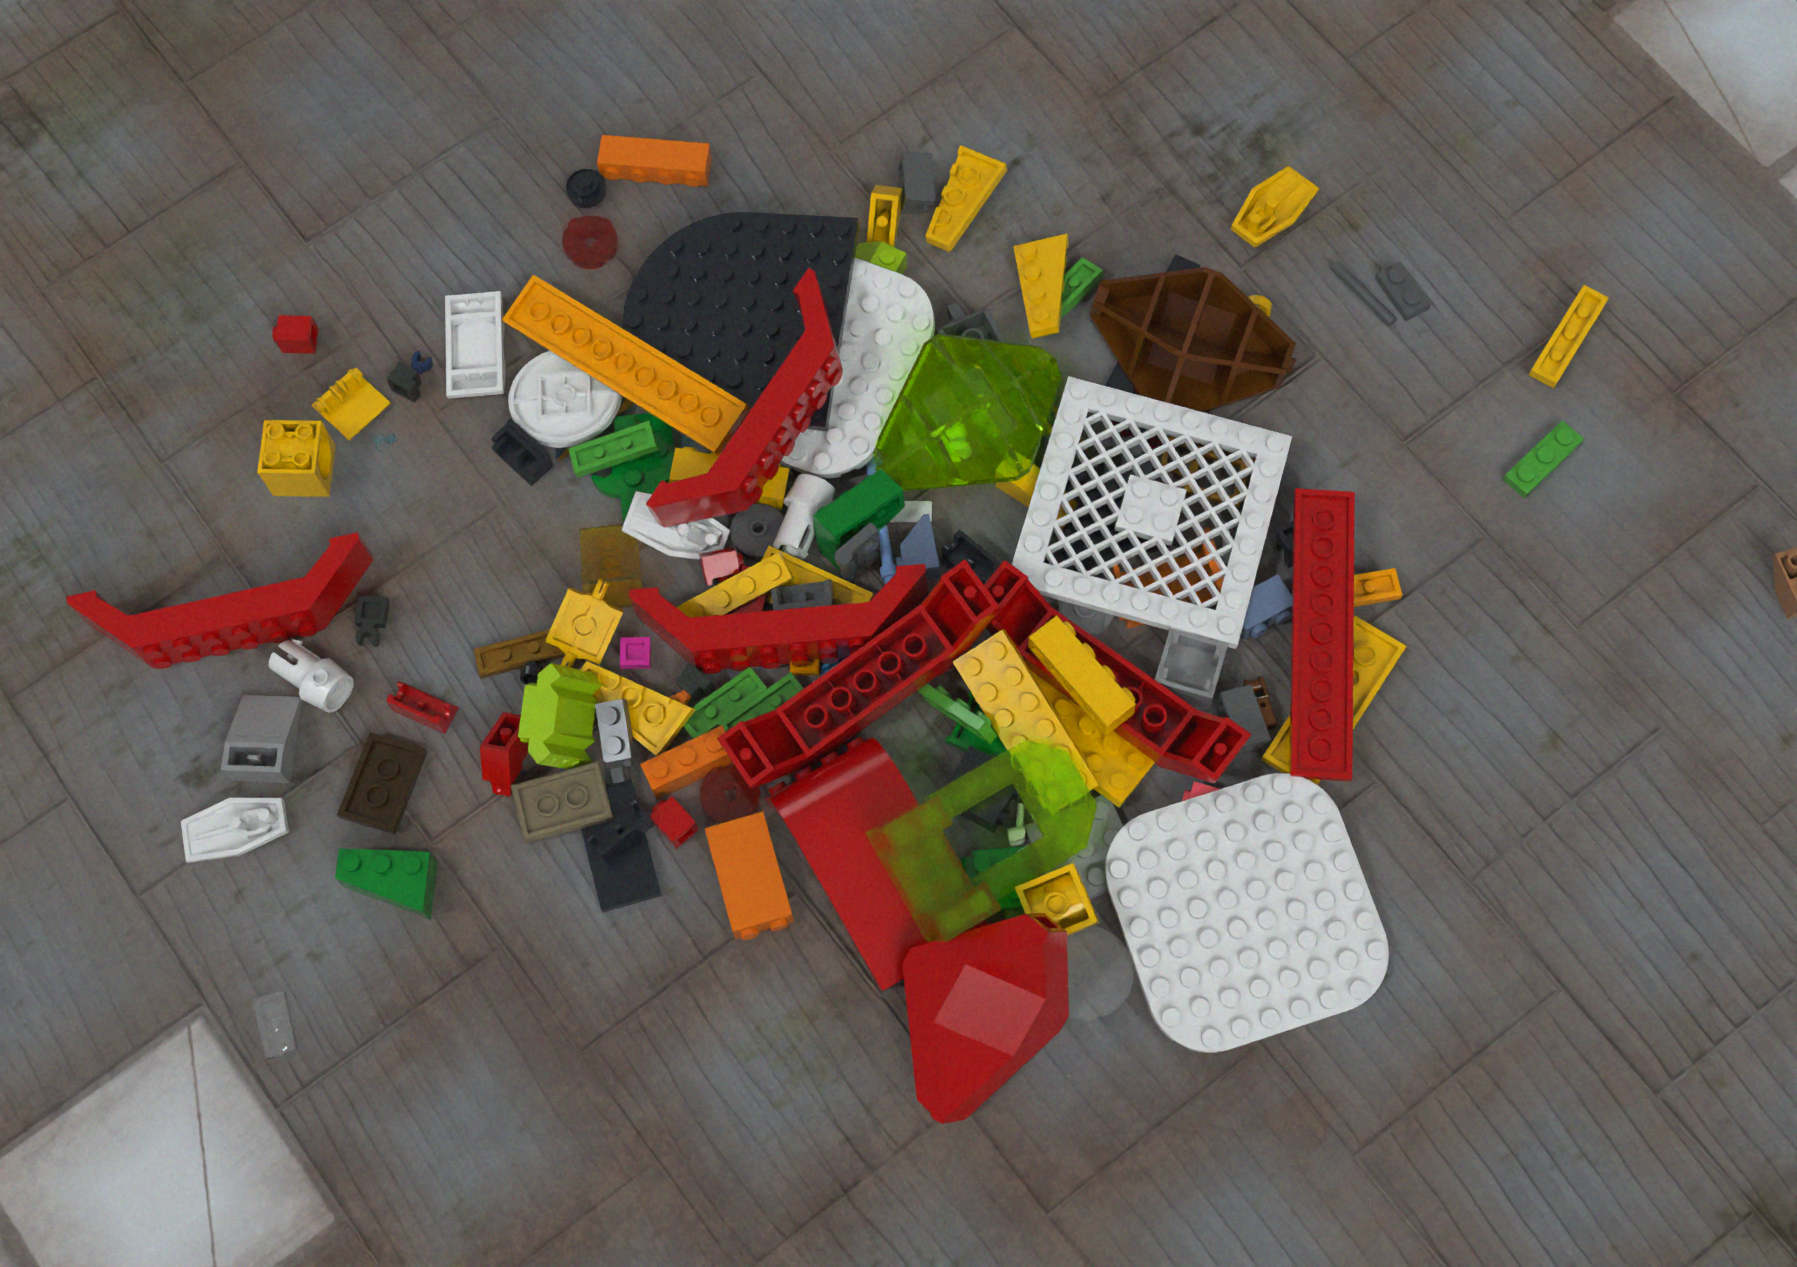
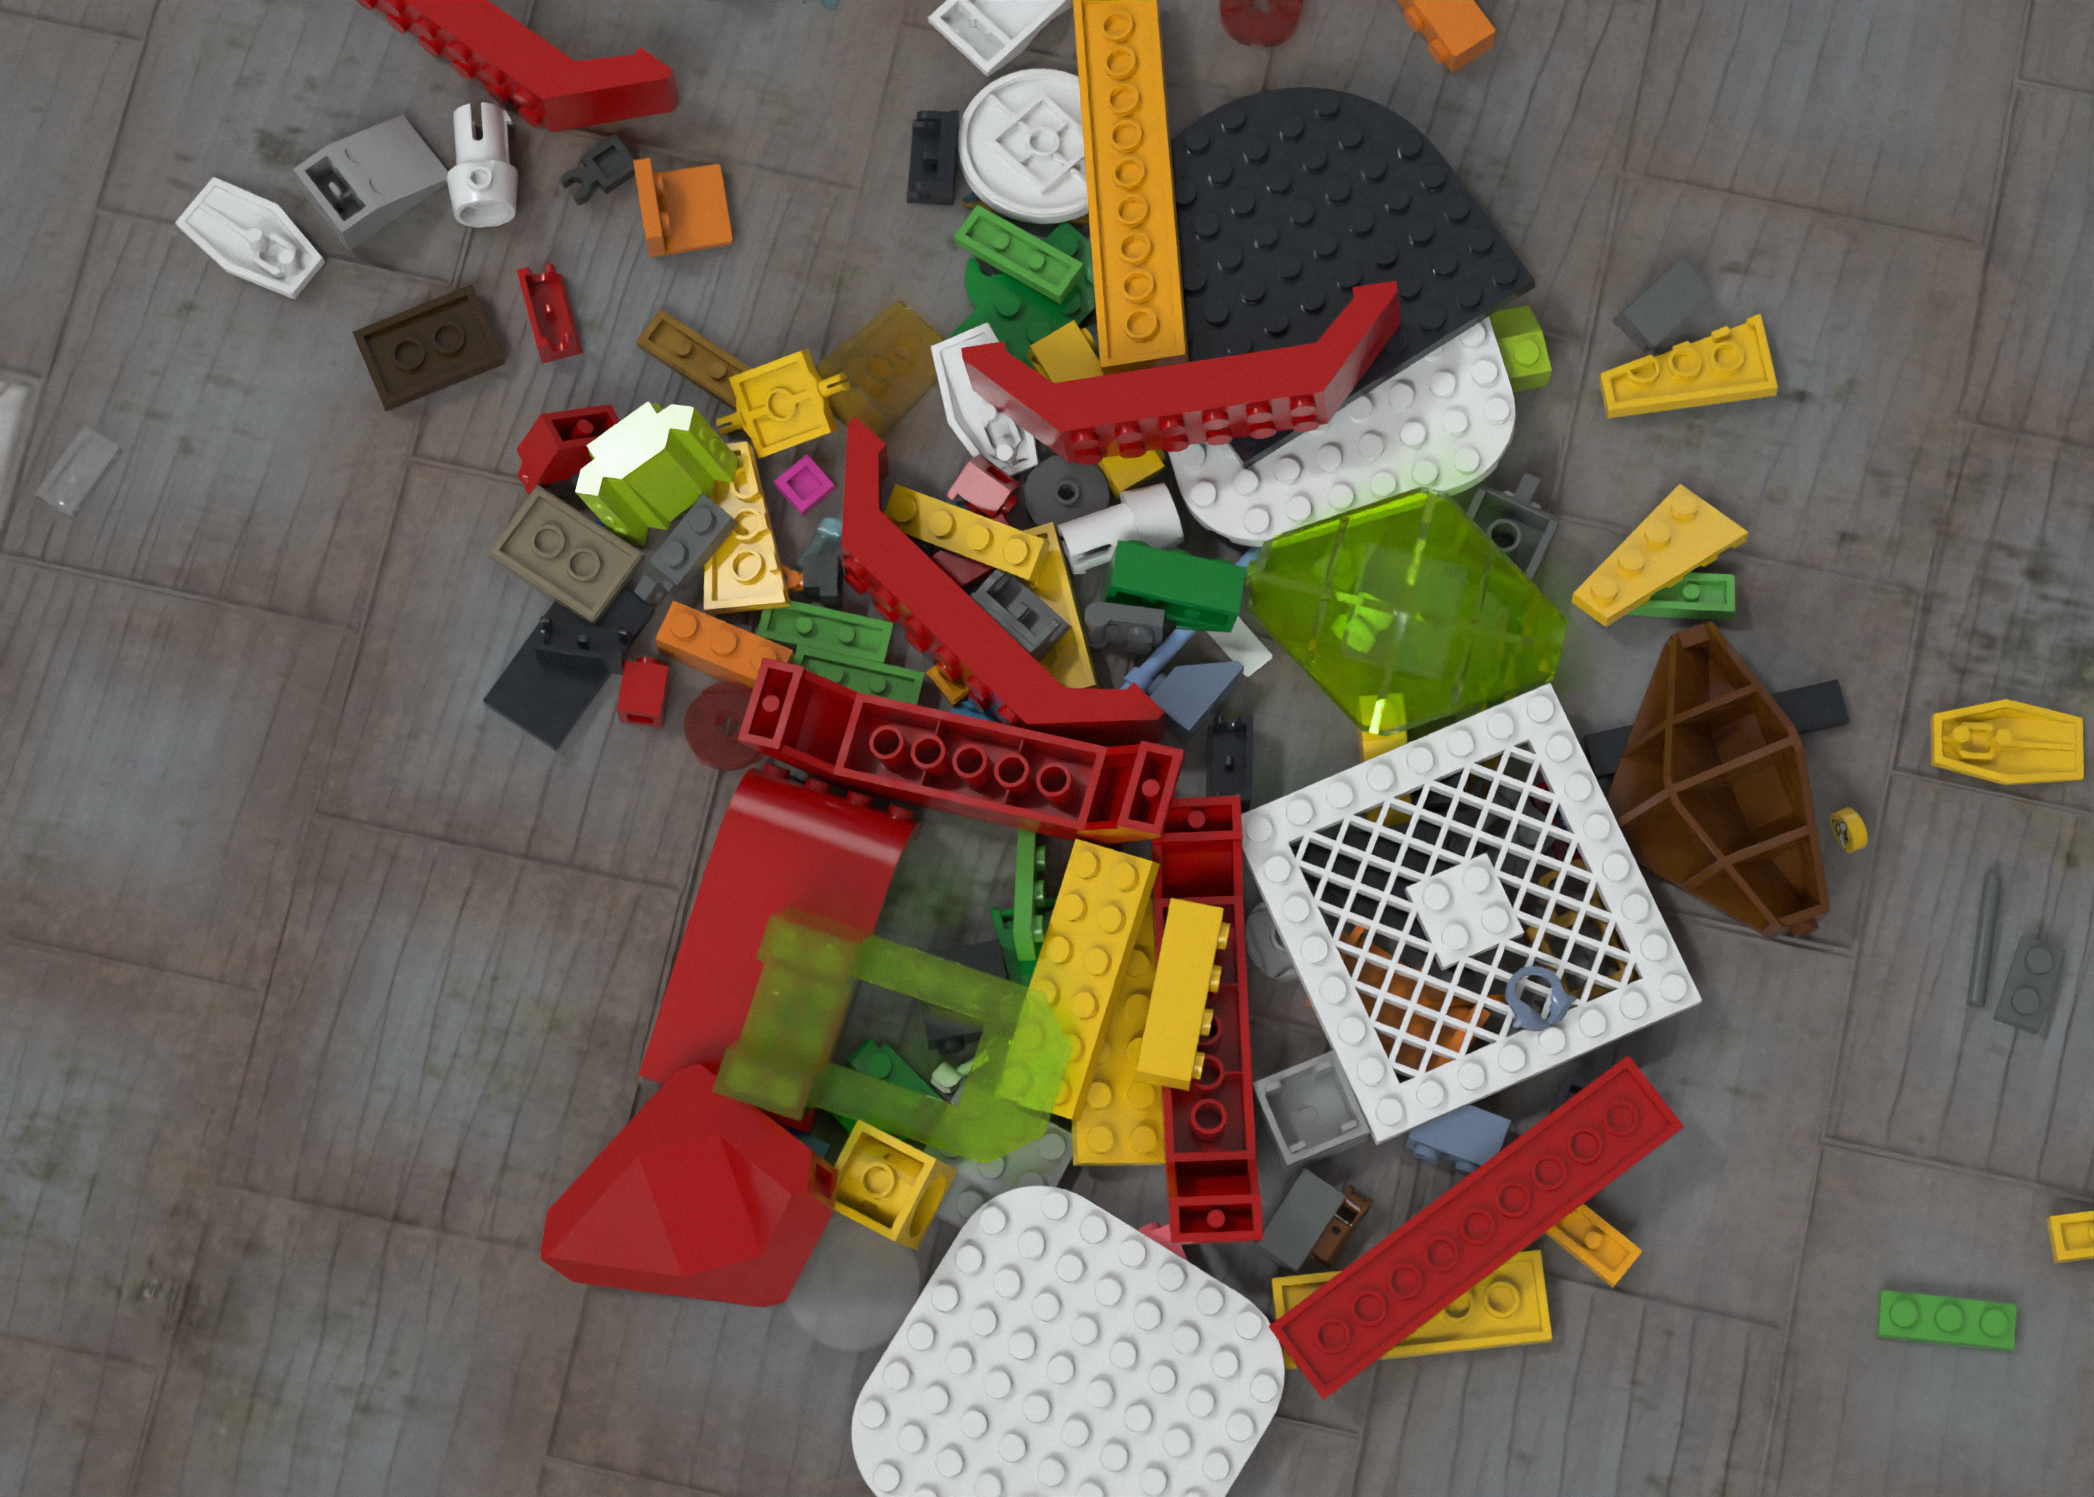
camera: 45 degrees right, 5 degrees up
(390, 876) = (333, 450): green wedge -> none
(430, 595) = (682, 208): none -> orange bracket
(530, 671) = (686, 393): black hinge -> none
(672, 659) = (828, 530): none -> clear light blue hand
(749, 876) = (650, 824): orange panel -> none
(884, 214) = (1585, 304): yellow slope -> none
(1230, 520) = (1524, 1014): none -> sand blue piece

